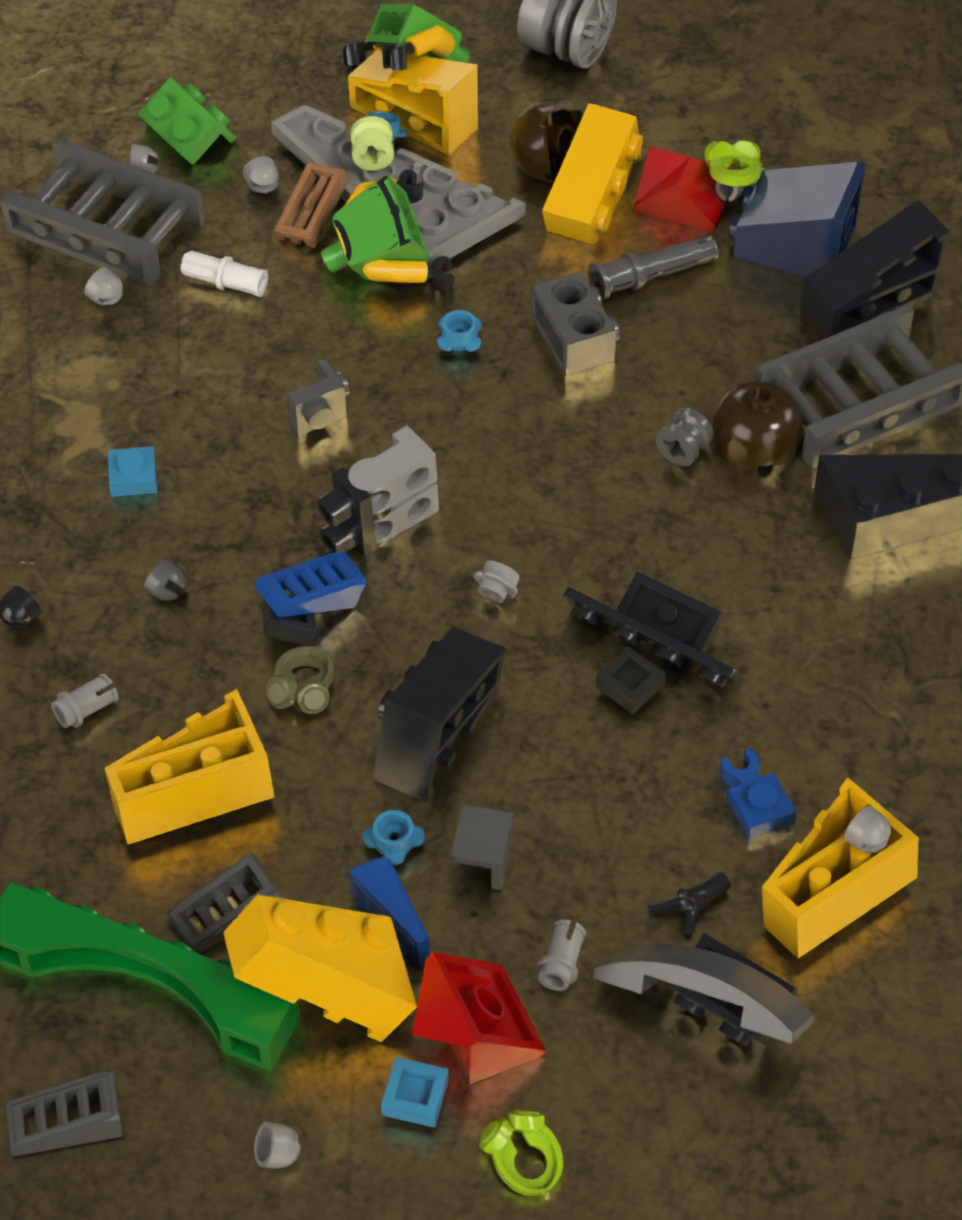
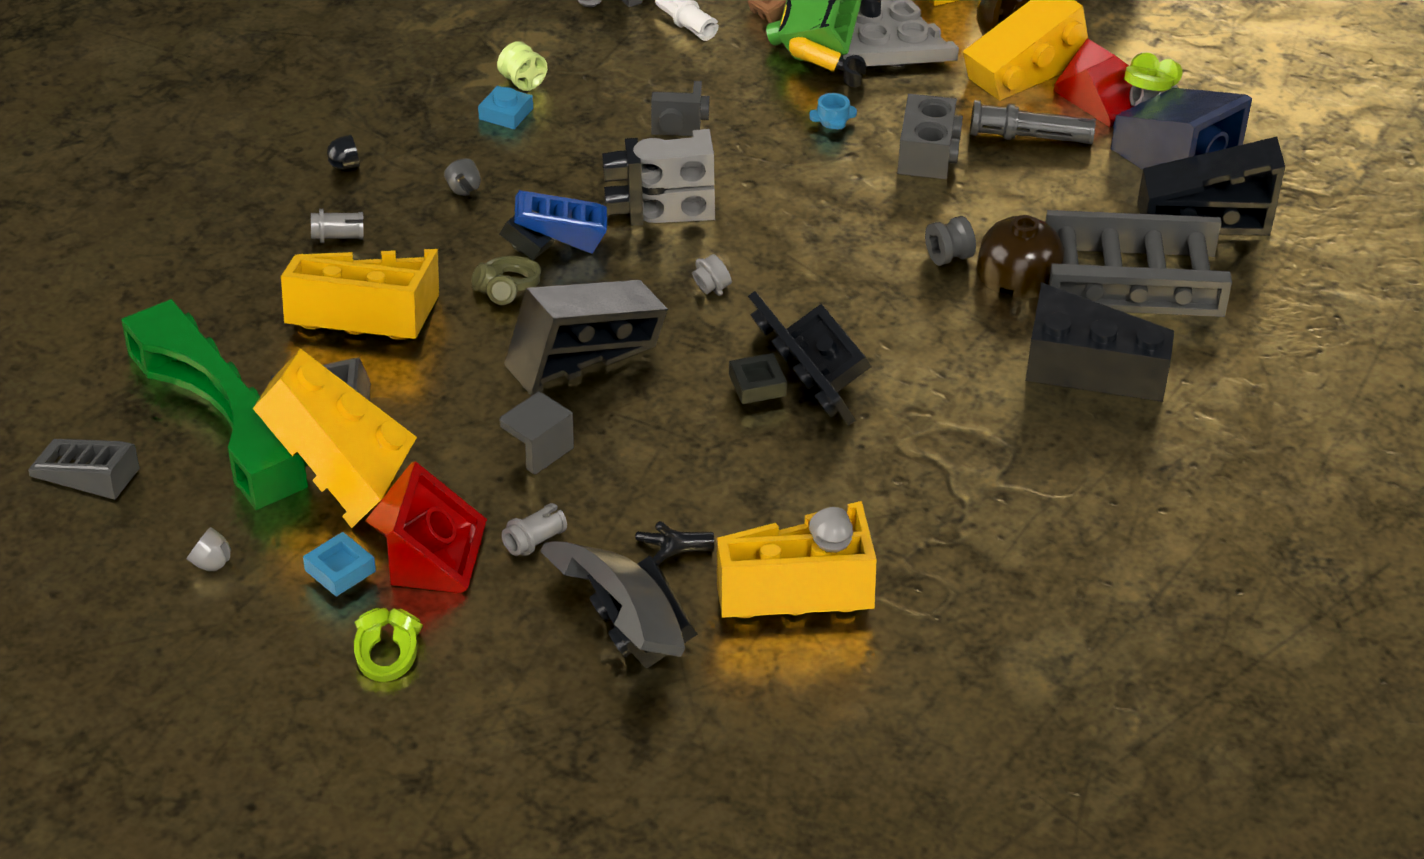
camera: 30 degrees right, 10 degrees down
(116, 415) = (522, 66): none -> yellowish green wheel
(381, 892) = (434, 432): blue slope -> none
(393, 824) = (480, 399): dark azure plate -> none
(756, 800) = (791, 496): blue plate -> none

